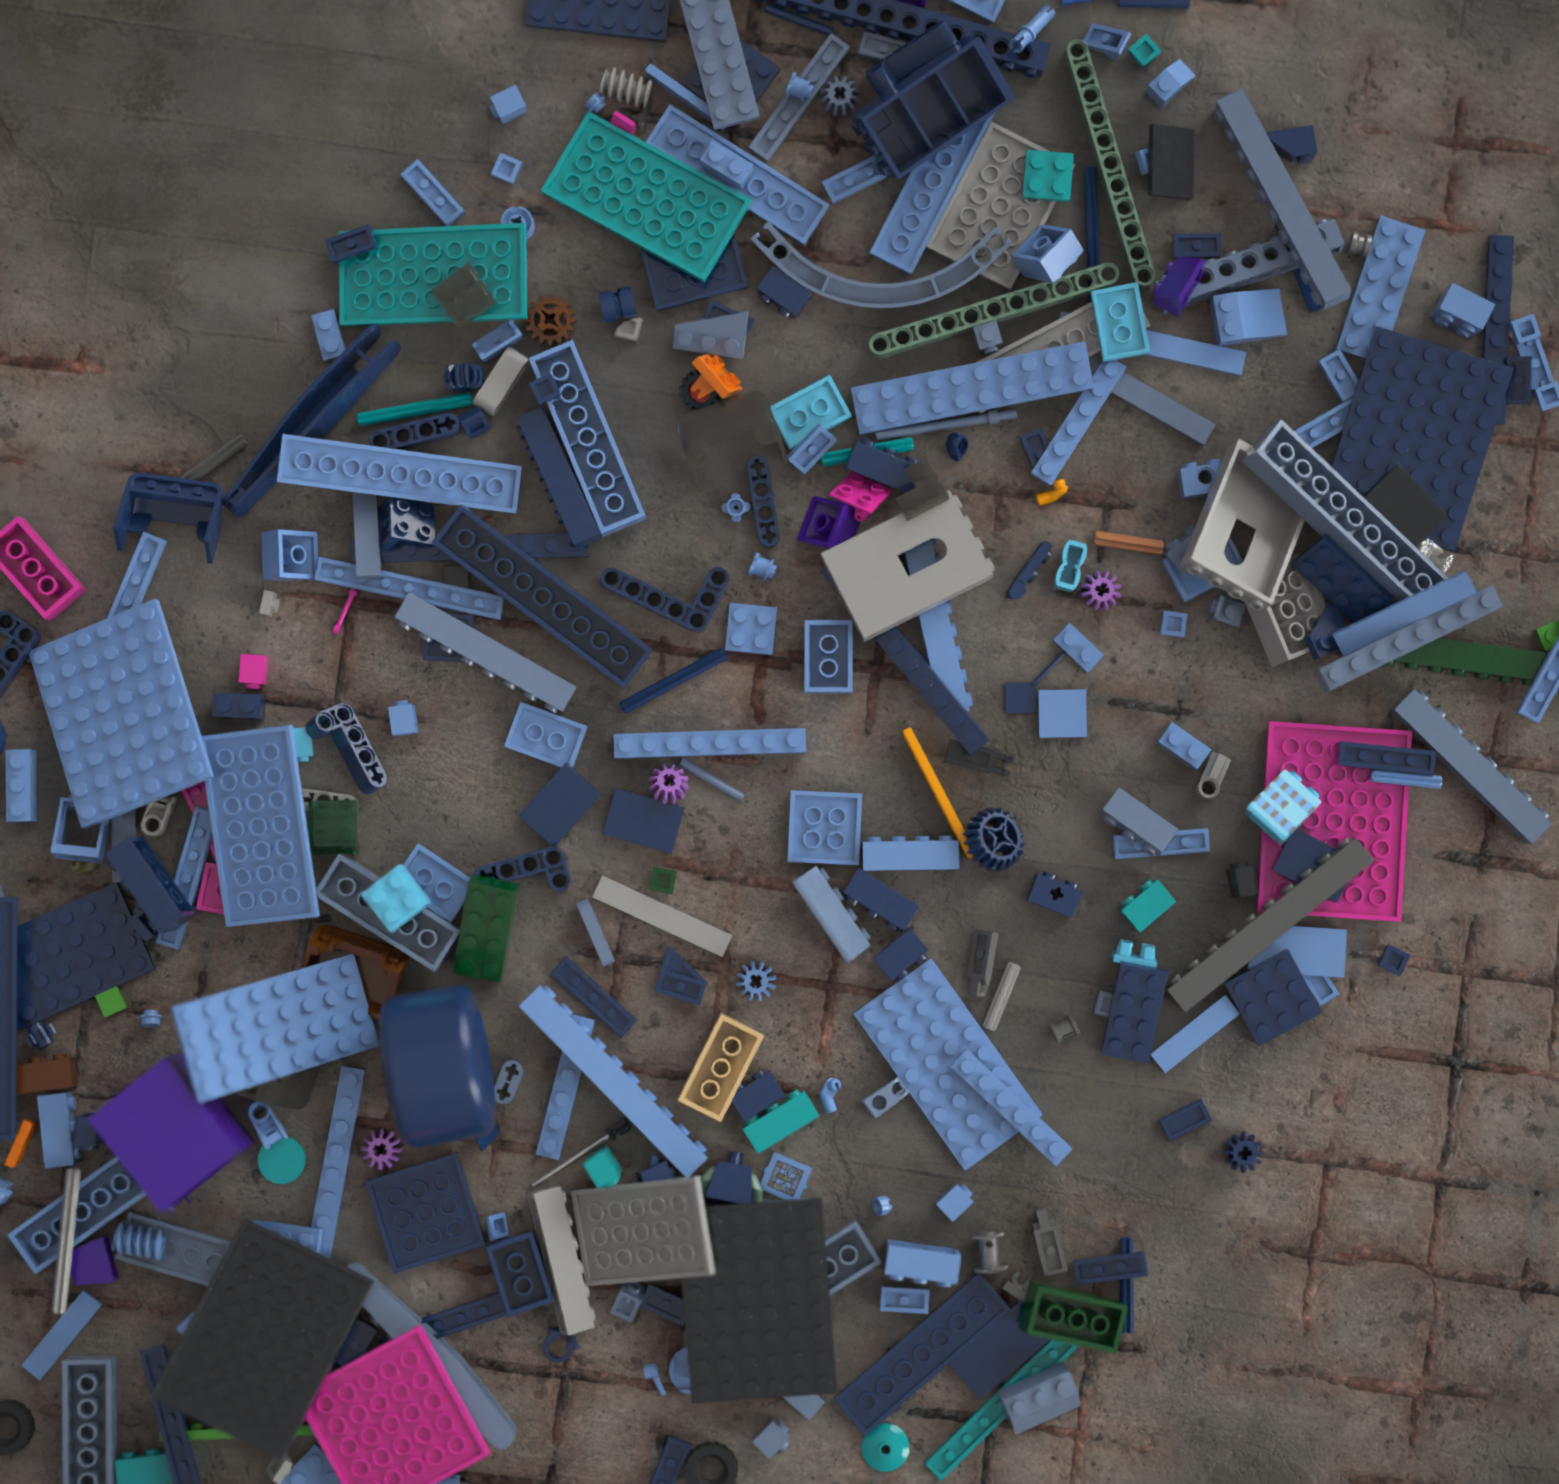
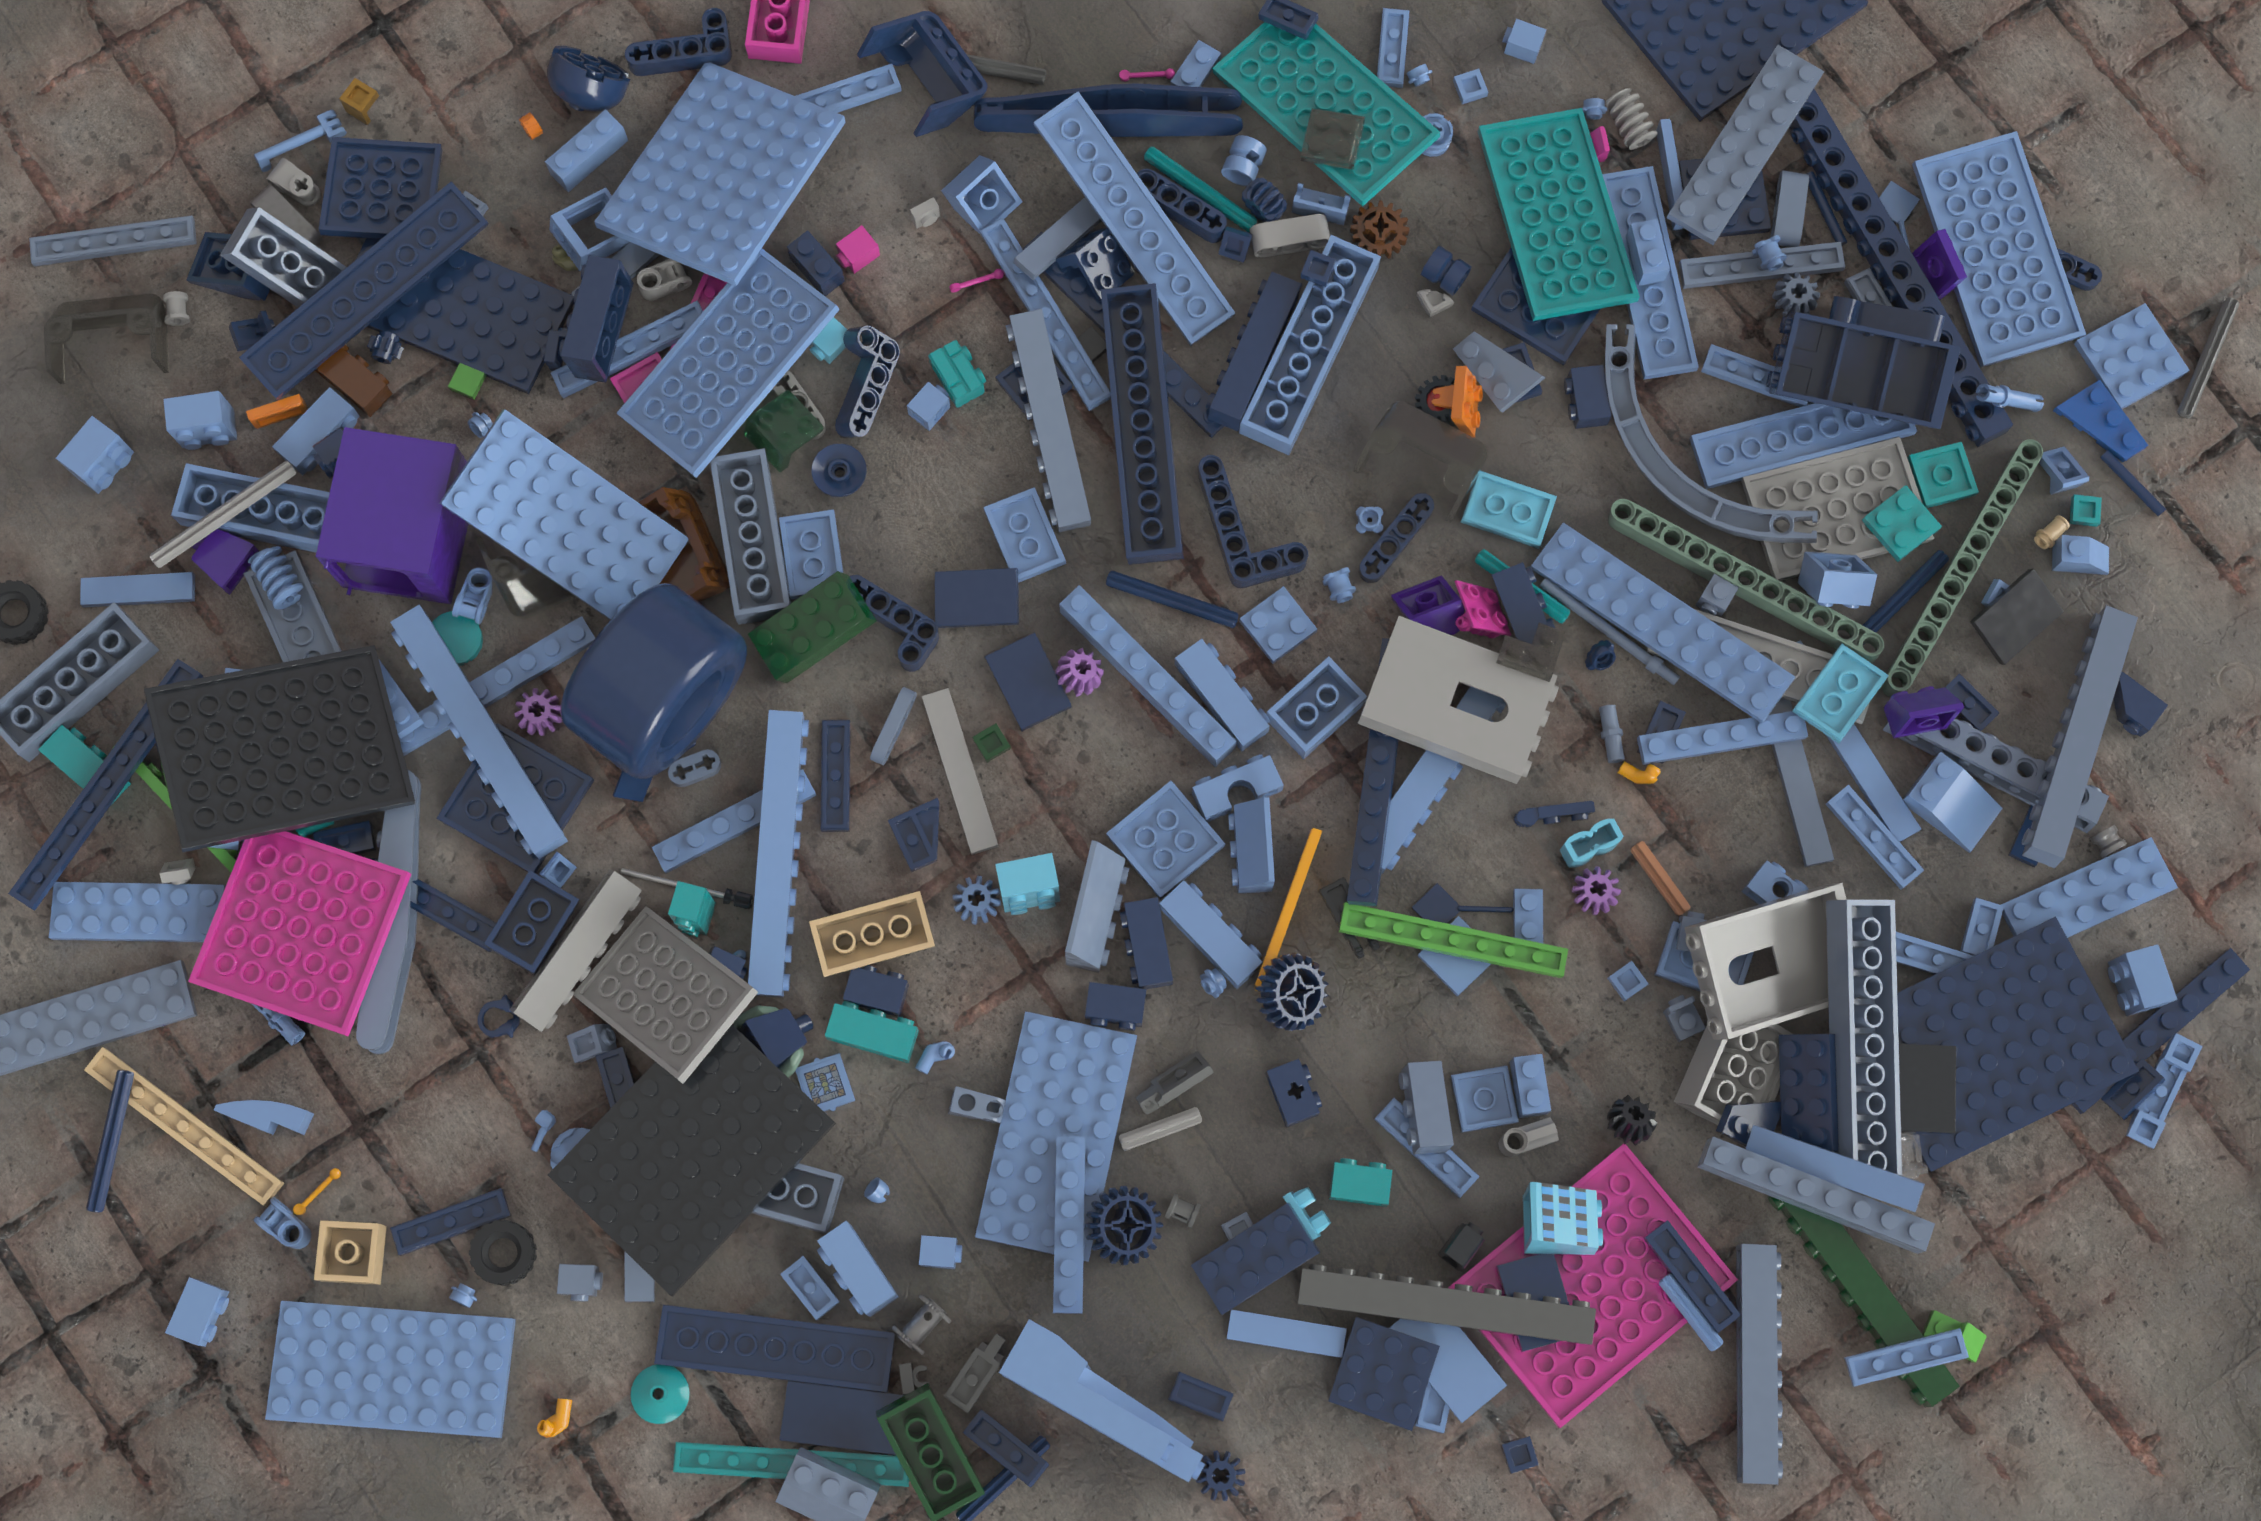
camera: 45 degrees right, 10 degrees down
(290, 385) = (1125, 75): none -> dark pink hinge
(362, 1200) = (478, 731): none -> medium blue brick
(381, 816) = (836, 458): none -> dark blue dish
(396, 898) = (769, 525): medium azure brick -> none
(397, 681) = (956, 373): none -> teal brick
(423, 364) = (1243, 160): none -> medium blue wheel
(468, 195) = (1419, 75): none -> medium blue plate
(711, 779) = (1117, 708): sand blue bar -> none
(764, 707) = (1222, 694): none -> medium blue brick
(778, 43) = (1790, 208): none -> sand blue beam
(778, 943) = (1028, 883): none -> medium azure brick
(811, 448) = (1480, 535): medium blue plate -> none
(838, 732) = (1258, 776): none -> medium blue arch
(879, 779) = (1252, 846): none -> medium blue slope
(941, 881) = (1213, 982): none -> medium blue plate
(1012, 486) = (1611, 733): none -> sand blue pin
(1039, 118) = (1943, 475): none -> teal plate
(1052, 709) = (1453, 940): none -> bright green plate
(1057, 1085) = (1123, 1236): none -> dark blue gear
(1106, 1201) = (1064, 1379): none -> medium blue panel
(1138, 86) = (2046, 537): none -> tan pin
(1163, 780) = (1484, 1099): none -> medium blue tile
(1224, 385) = (1874, 837): none -> medium blue plate
(1260, 704) = (1631, 1120): none -> black gear

